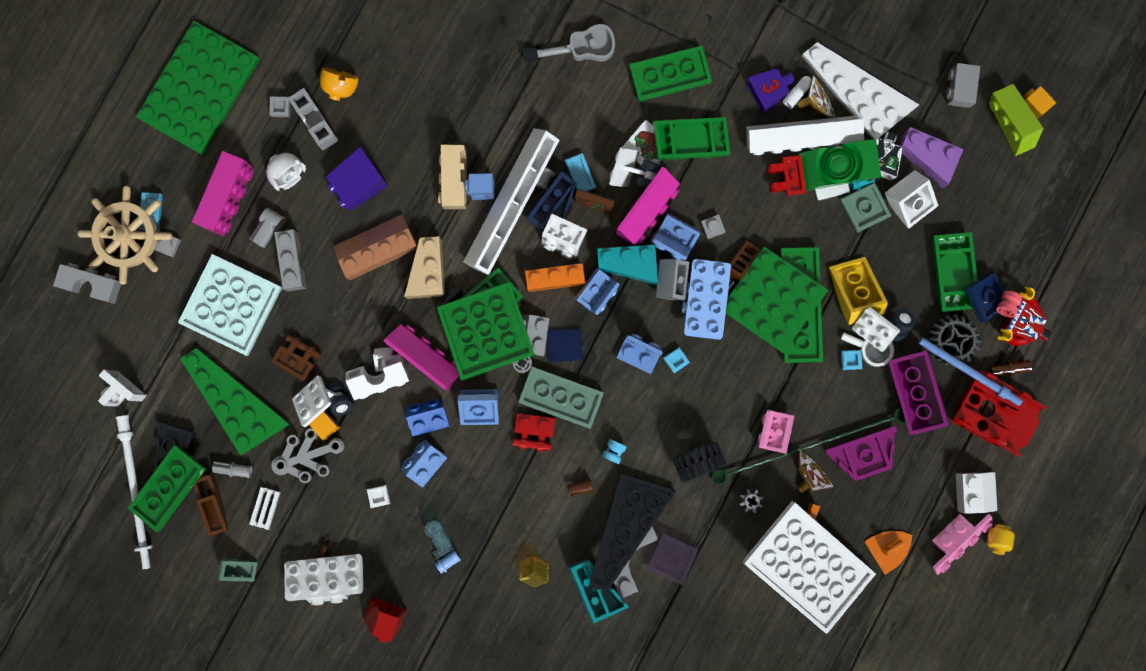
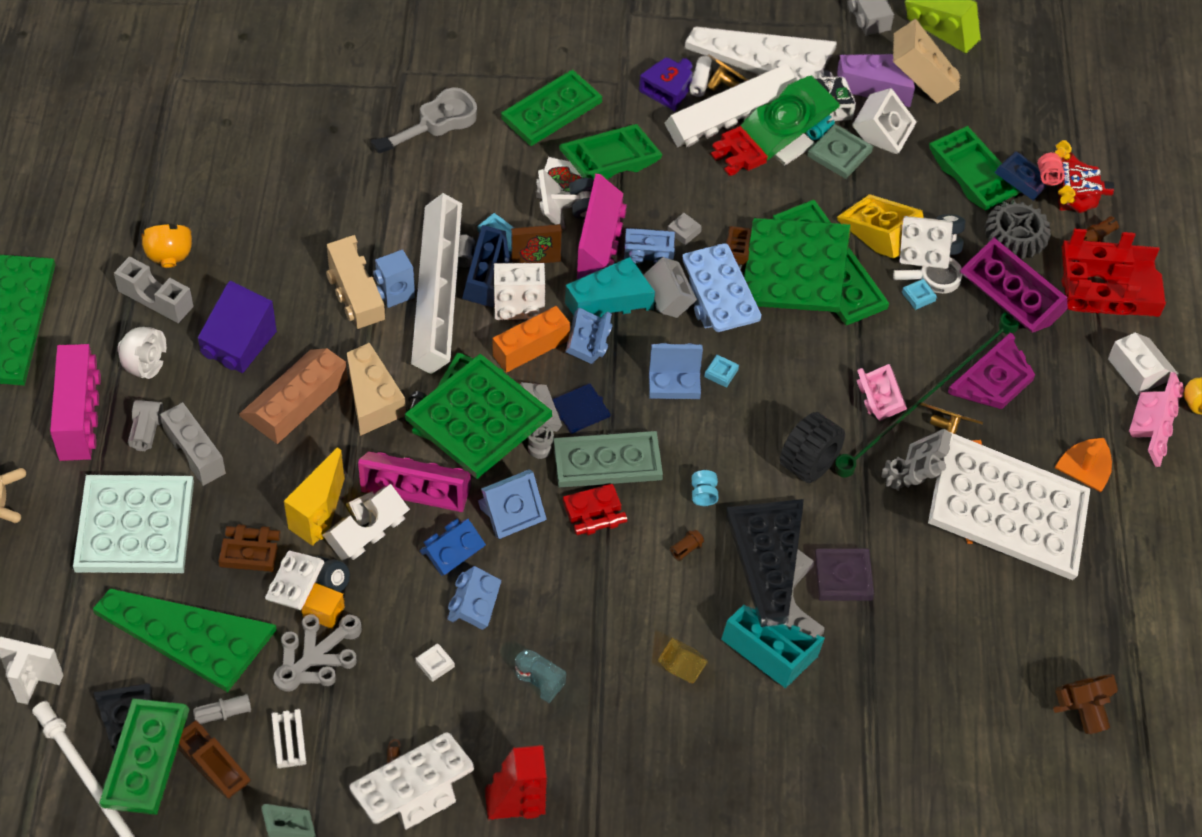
camera: 30 degrees left, 30 degrees down
(168, 247) = (20, 493): light grey plate -> none
(279, 107) = (104, 297): light grey plate -> none
(349, 349) = (314, 501): none -> yellow slope
(447, 561) = (562, 702): light blue pin -> none
(770, 506) = (925, 455): none -> light grey plate
(969, 164) = (924, 62): none -> tan wedge
(1002, 391) = (1102, 247): medium blue bar -> none

